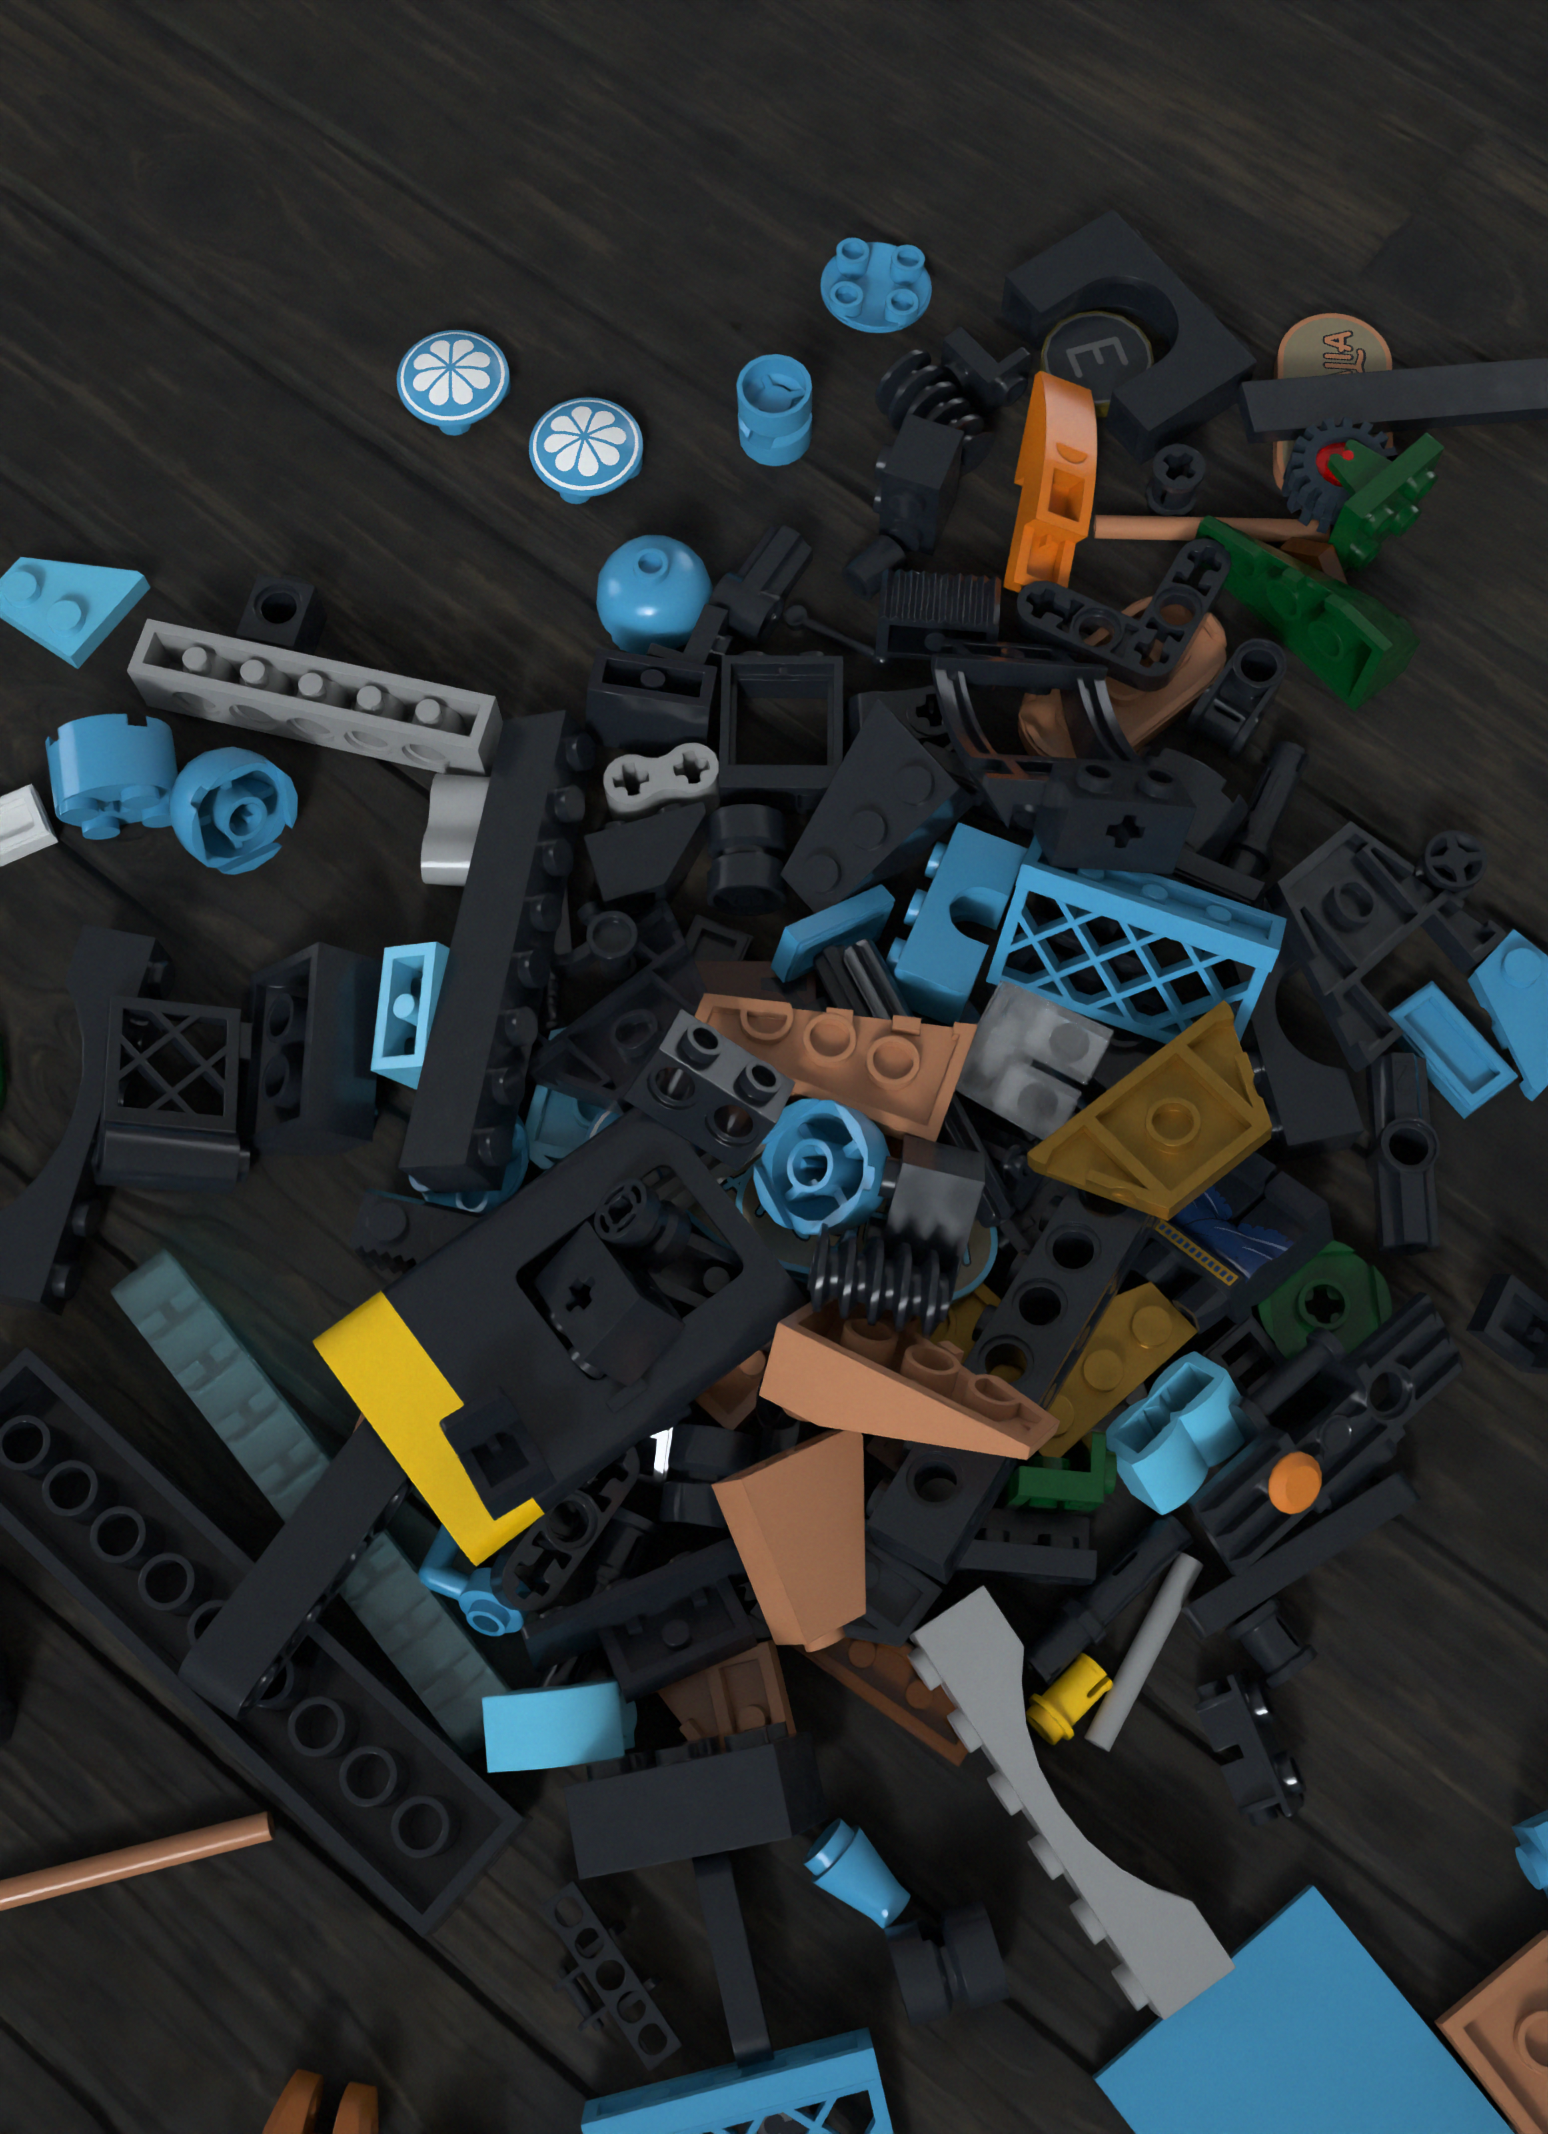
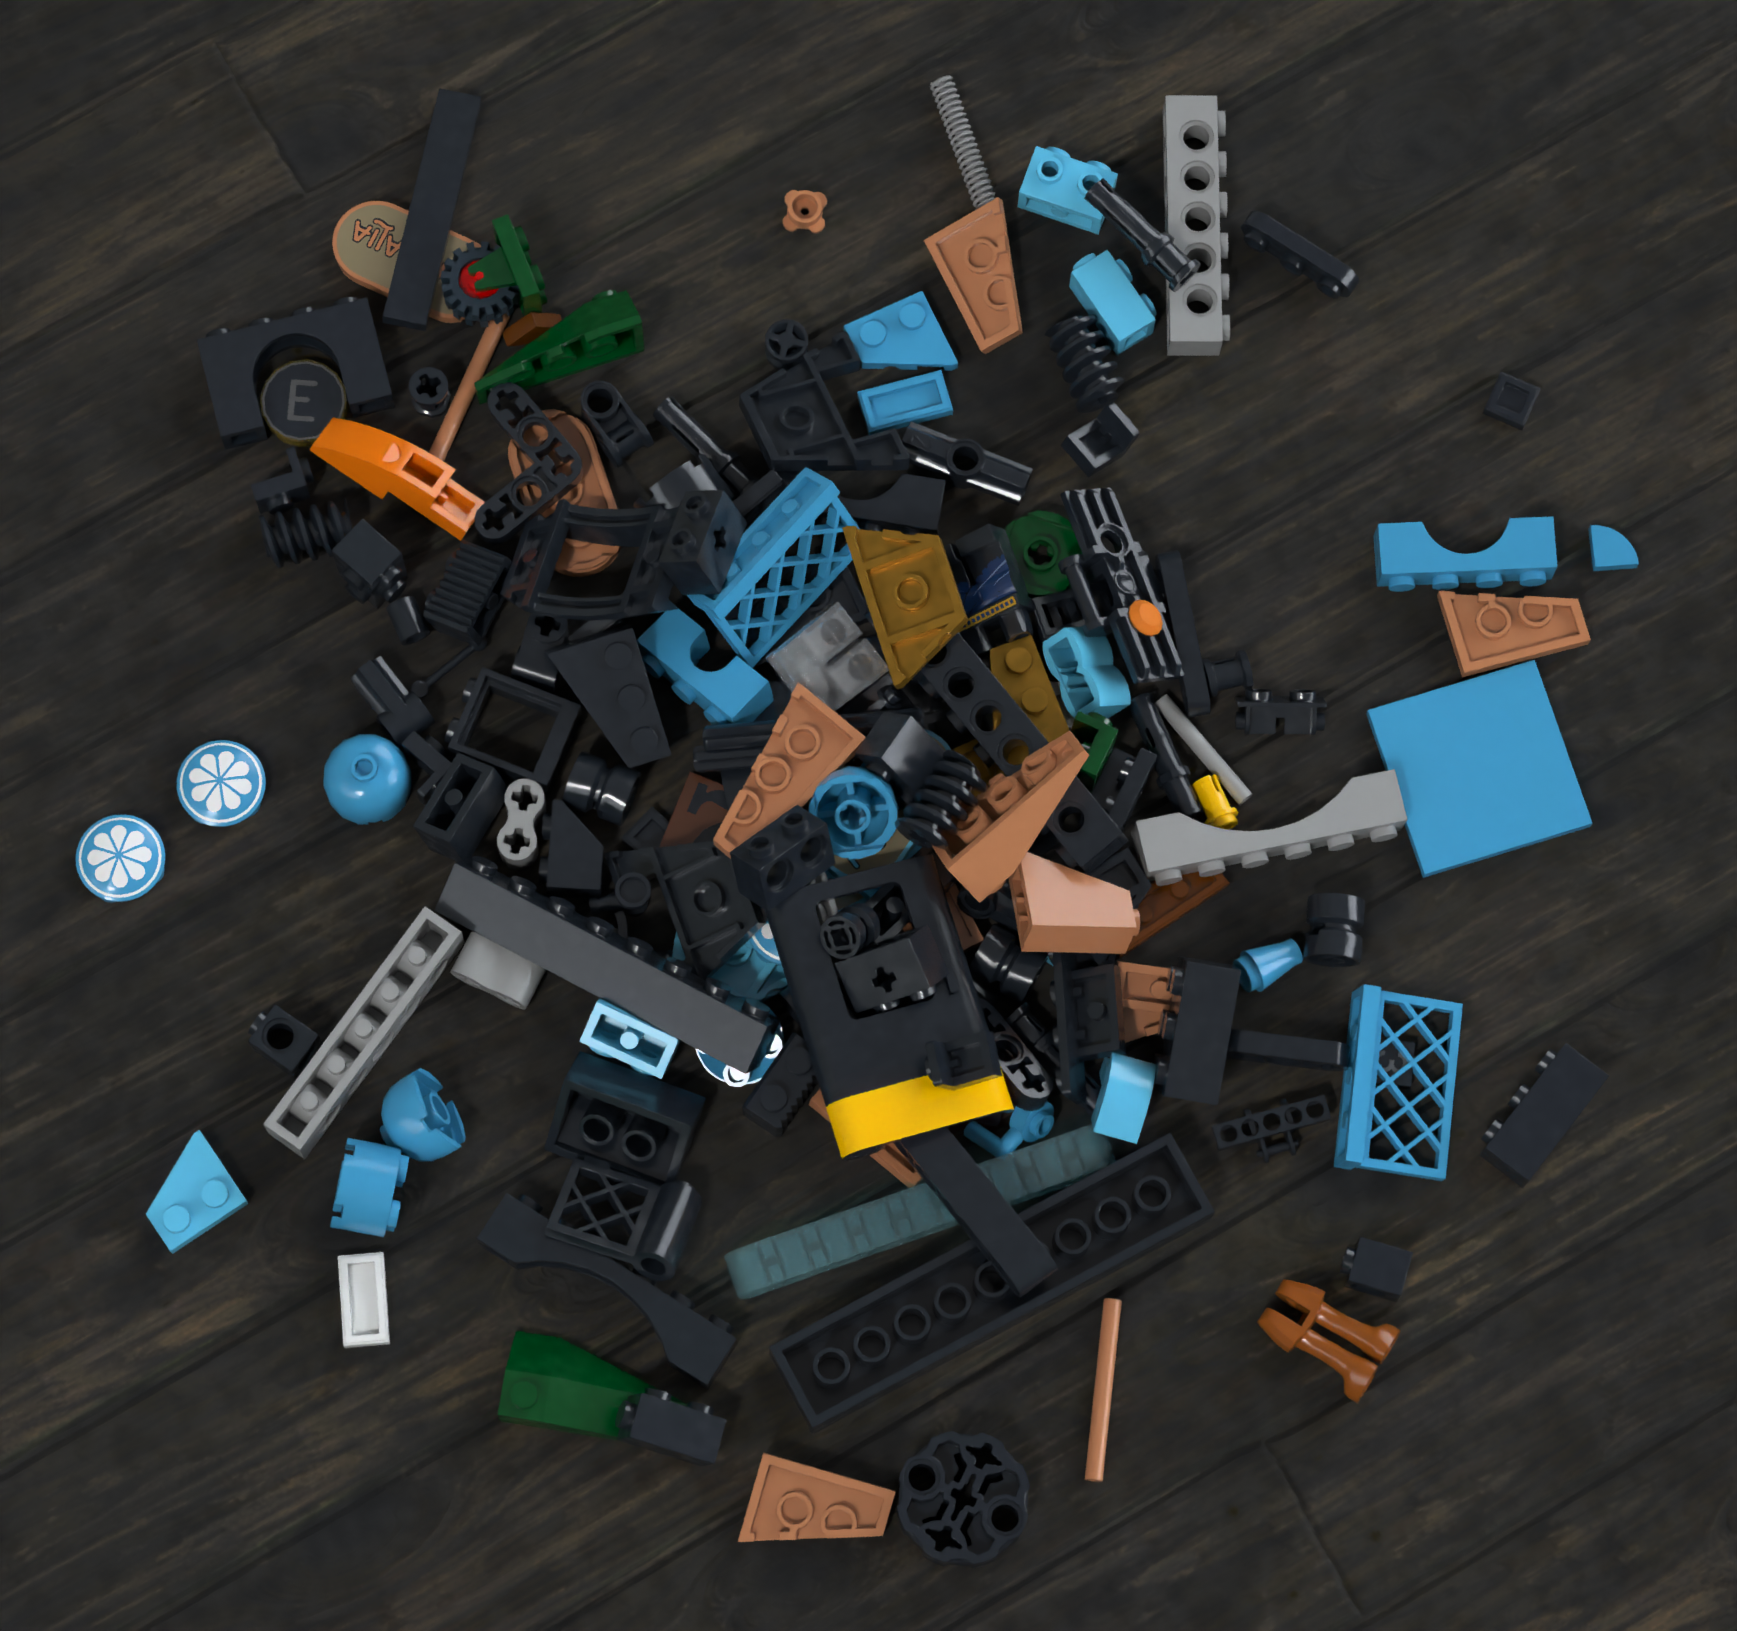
camera: 75 degrees left, 5 degrees up
(774, 409) = (258, 639): dark azure wheel -> none
(842, 923) = (680, 751): dark azure tile -> none
(876, 285) = (173, 528): dark azure dish -> none

